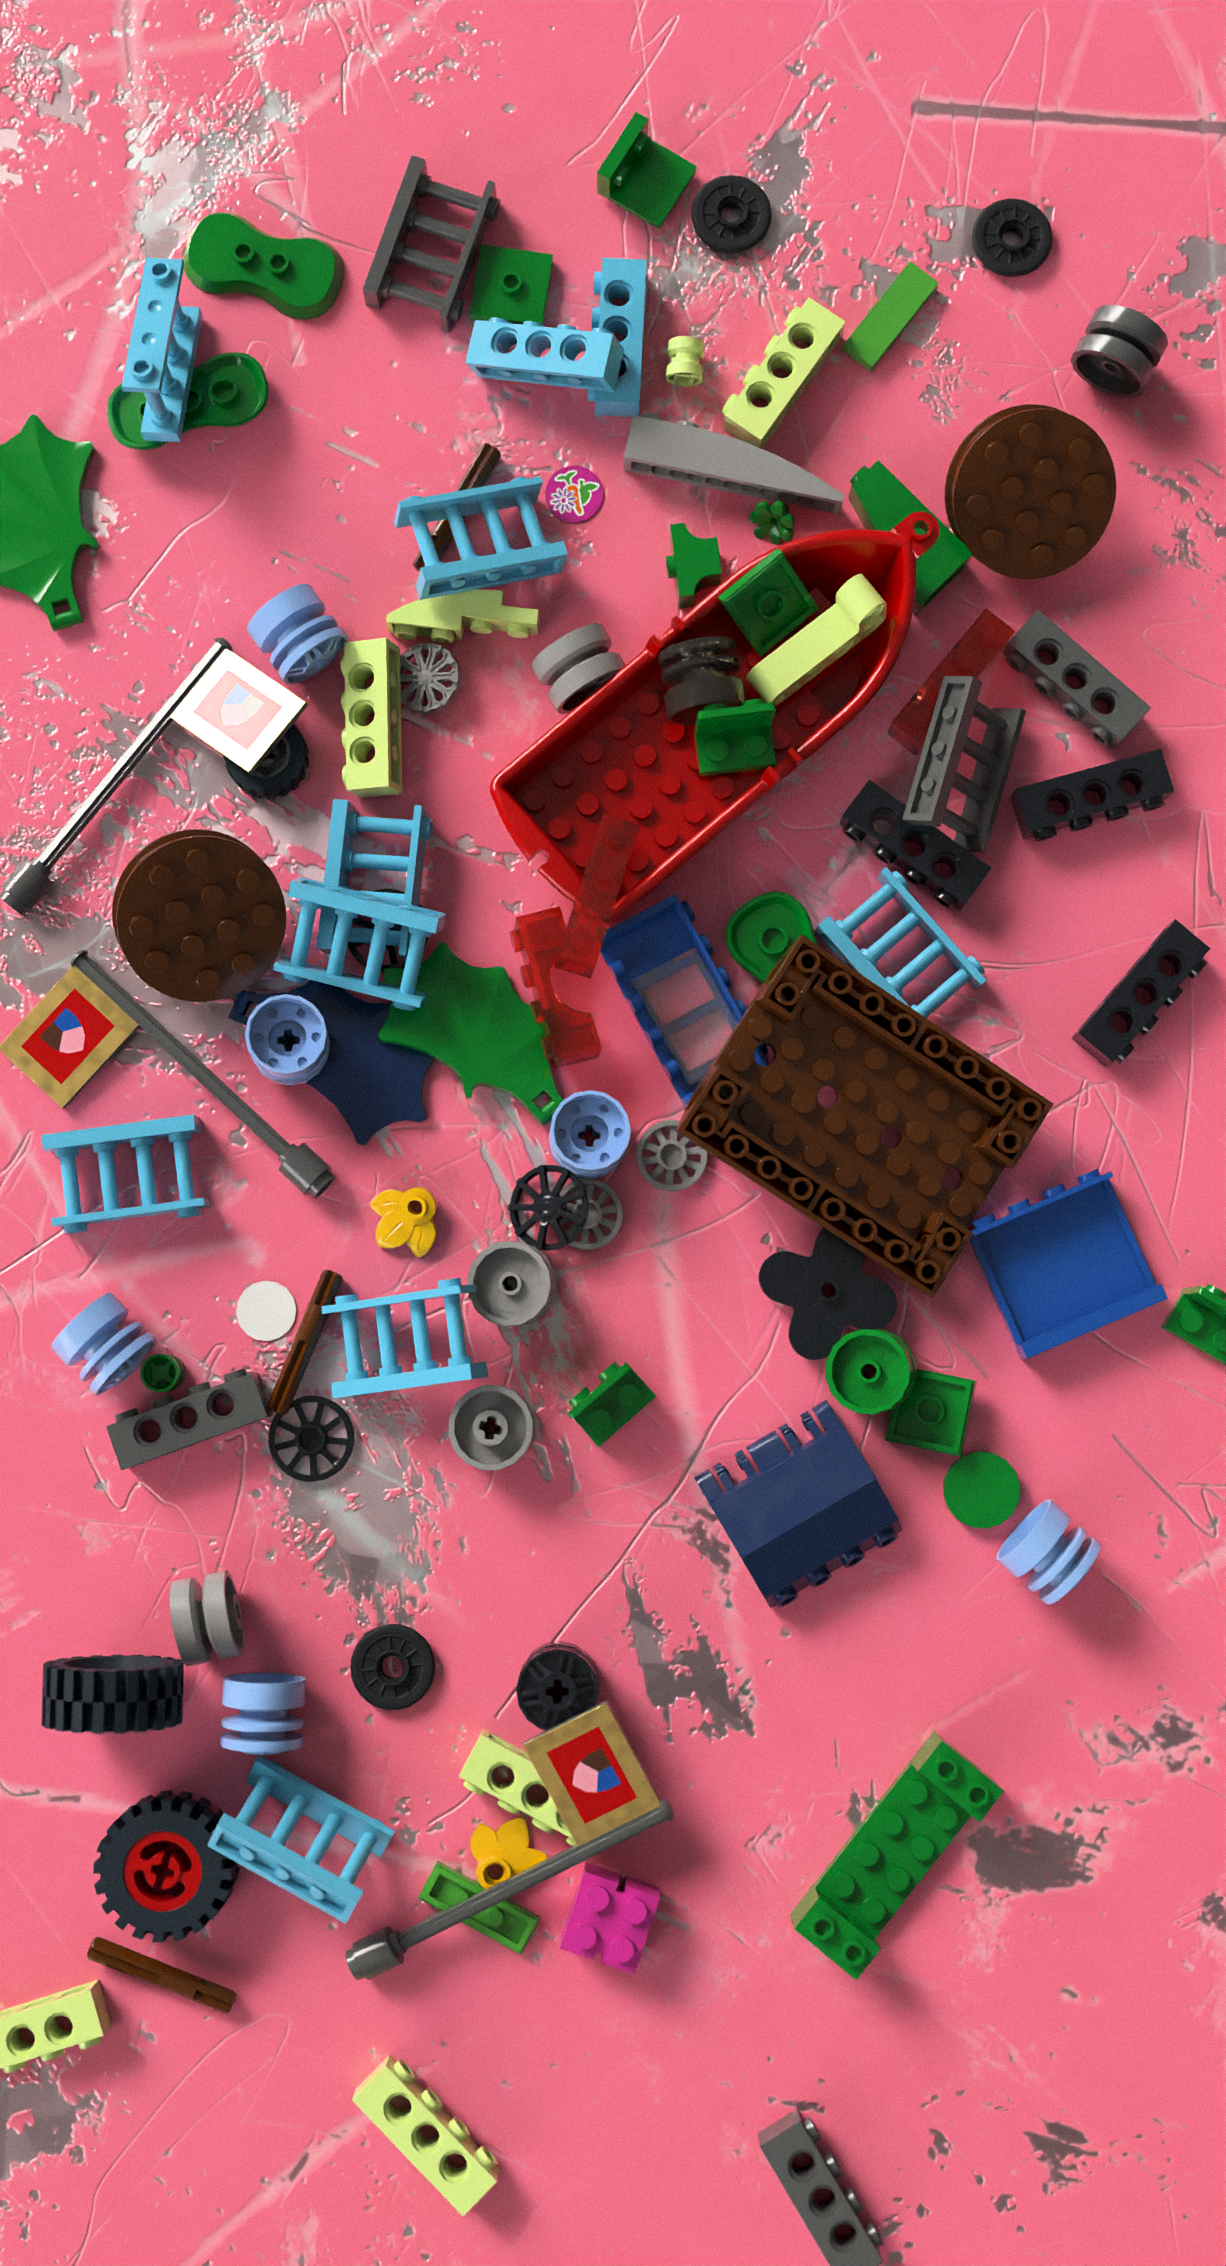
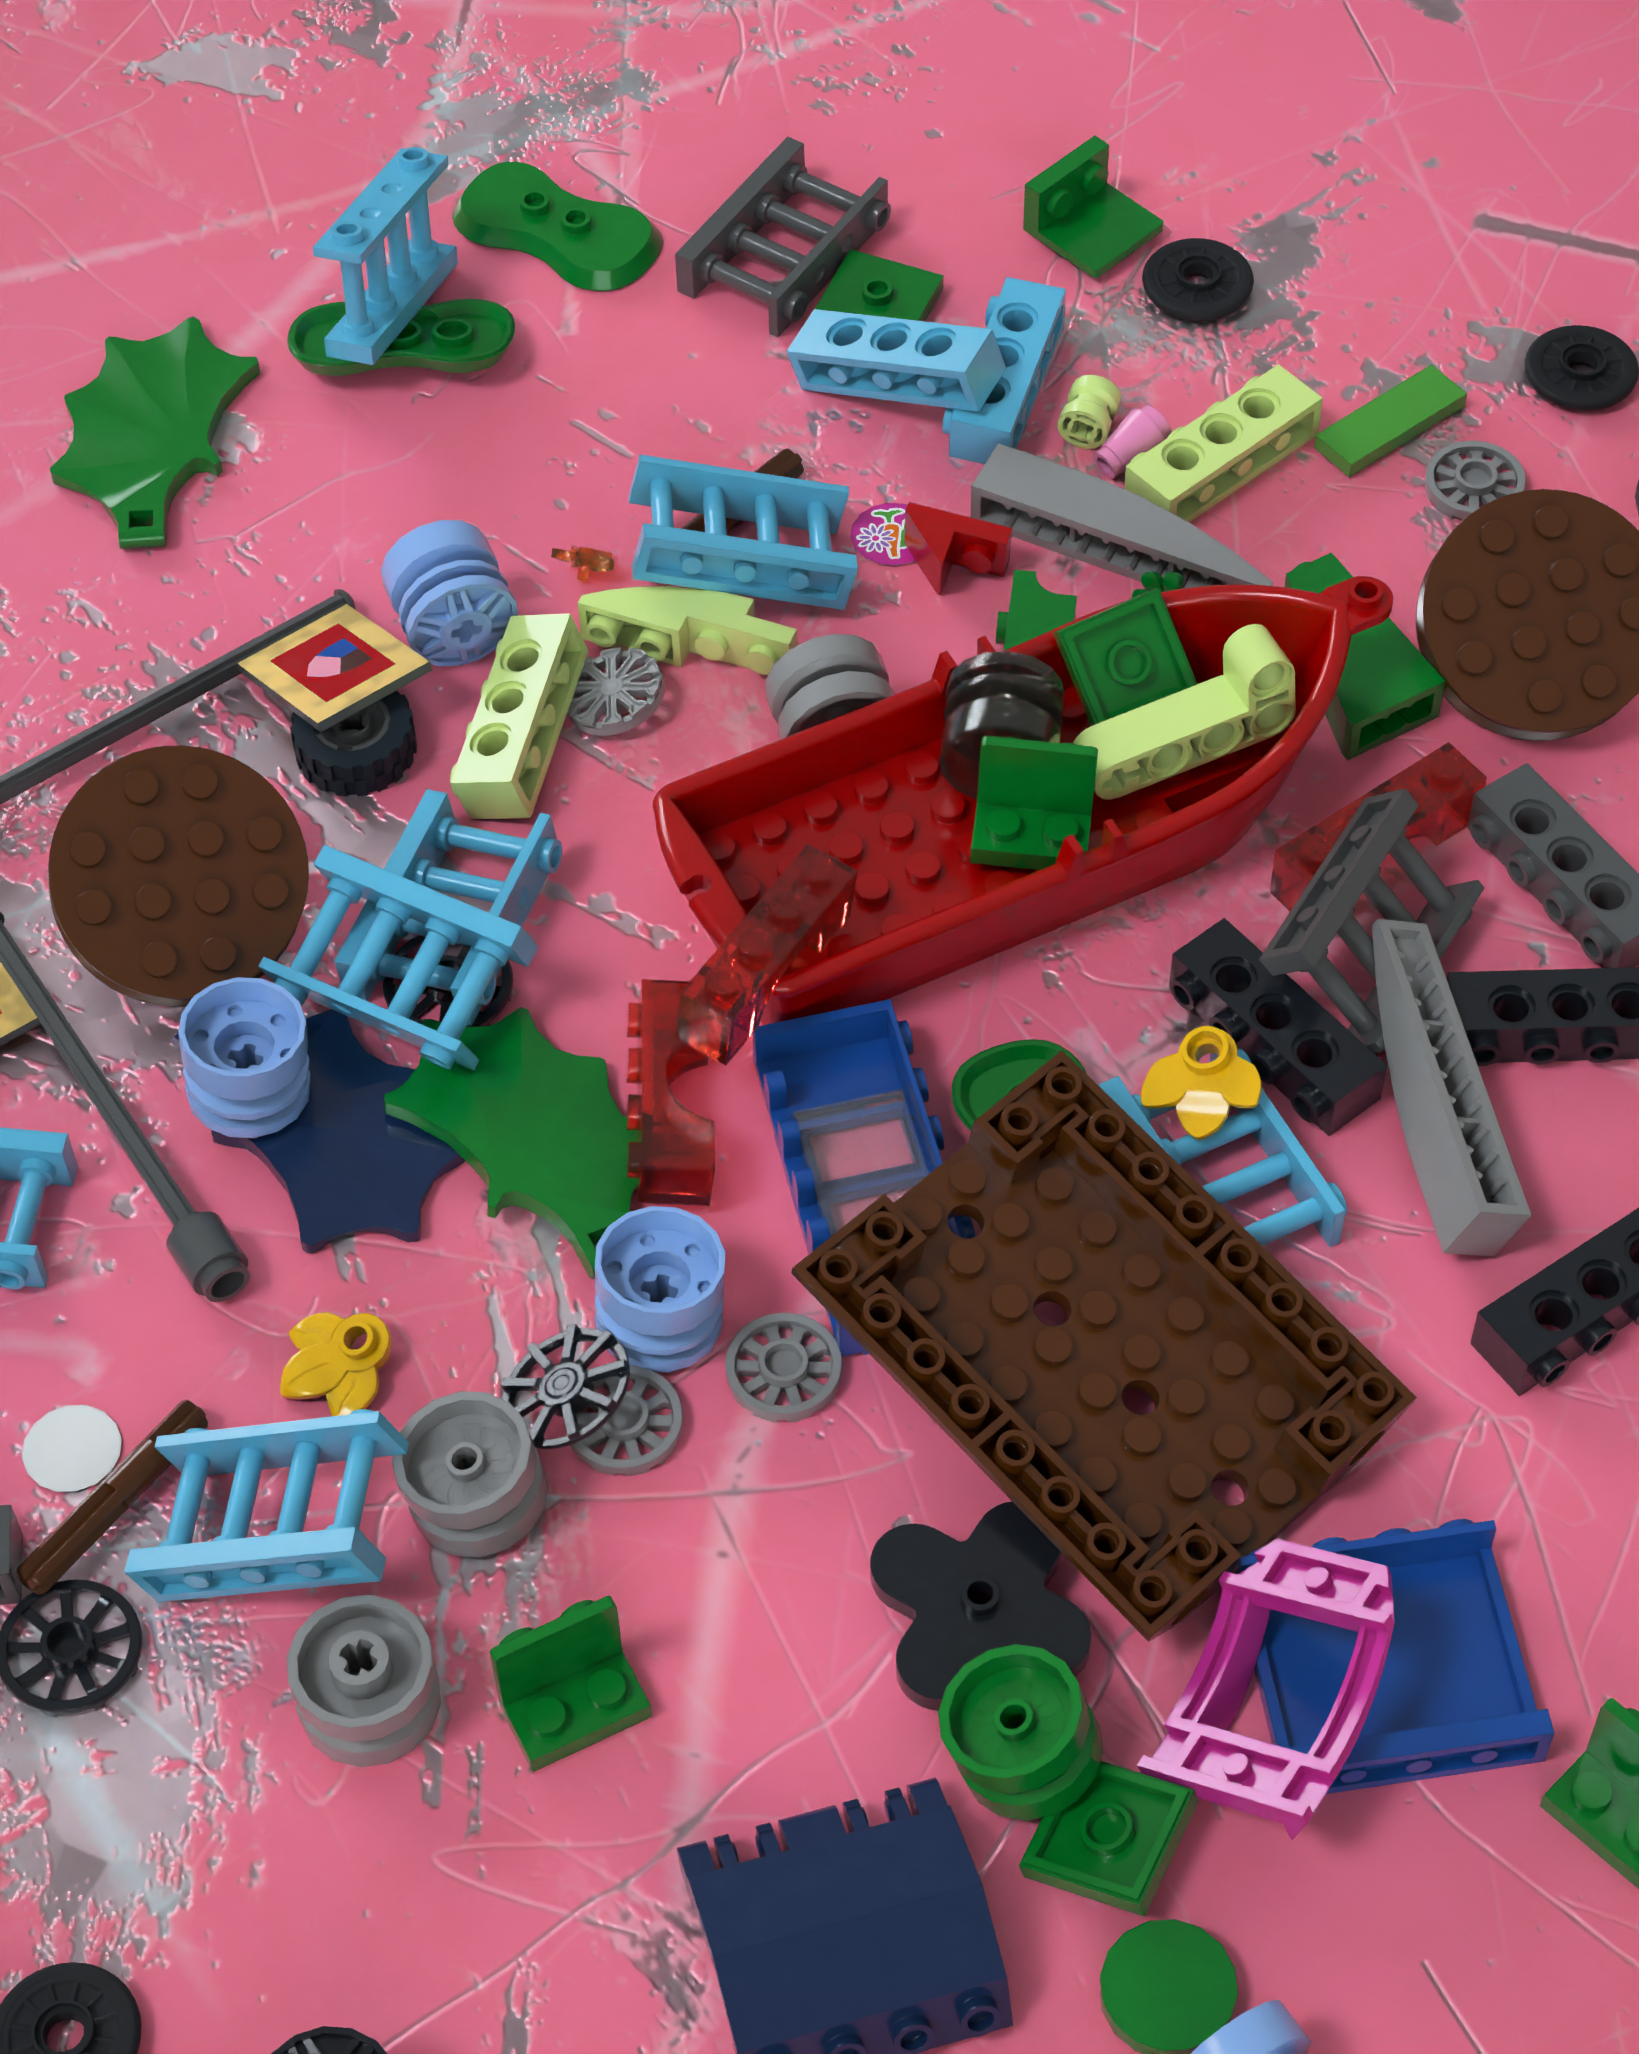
camera: 15 degrees right, 30 degrees down
(376, 570) = (585, 559): none -> clear orange plant
(610, 501) = (947, 538): none -> red slope
(720, 380) = (1135, 434): none -> bright pink cone
(885, 915) = (1202, 1089): none -> yellow plate
(956, 357) = (1471, 478): none -> light grey wheel
(995, 1364) = (1248, 1771): none -> dark pink wedge
(1028, 878) = (1443, 1098): none -> light grey slope

